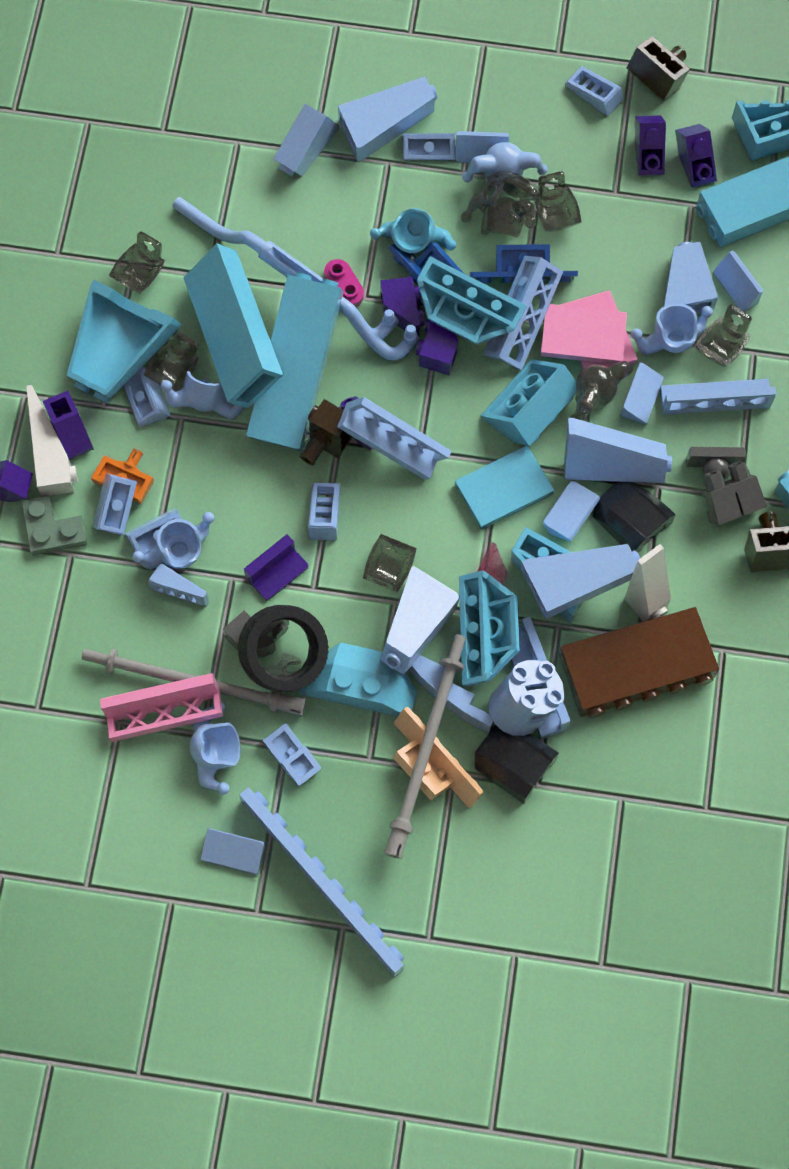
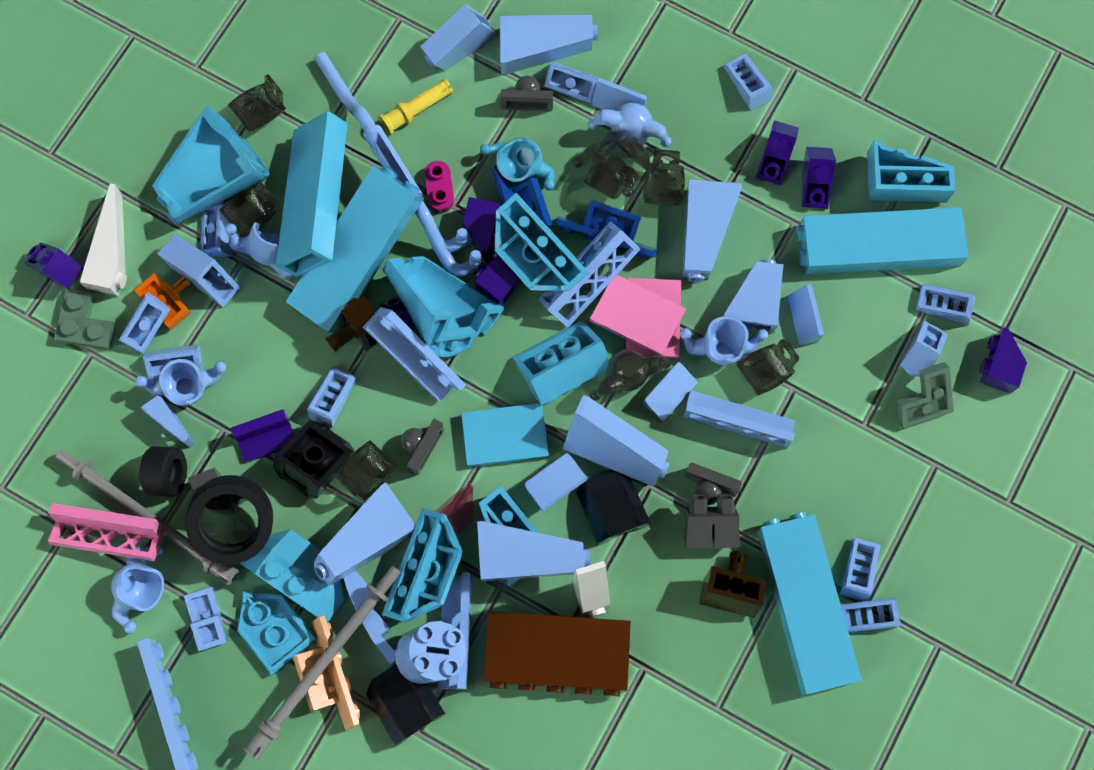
camera: 20 degrees right, 5 degrees up
(68, 424) = (133, 232): dark purple slope -> none
(148, 433) = (199, 269): none -> light blue slope
(194, 633) = (163, 471): none -> black tyre
(233, 851) = (115, 690): light blue slope -> none
(283, 225) = (405, 112): none -> light yellow pin
(332, 573) = (312, 458): none -> black slope
(360, 741) = (272, 629): none -> medium azure tile
(393, 172) = (527, 96): none -> dark grey tile
(398, 386) = (441, 304): none -> medium azure cone
(424, 521) = (421, 444): none -> dark grey tile
(610, 227) = (706, 221): none -> light blue slope
(658, 67) = (816, 81): dark brown brick -> none

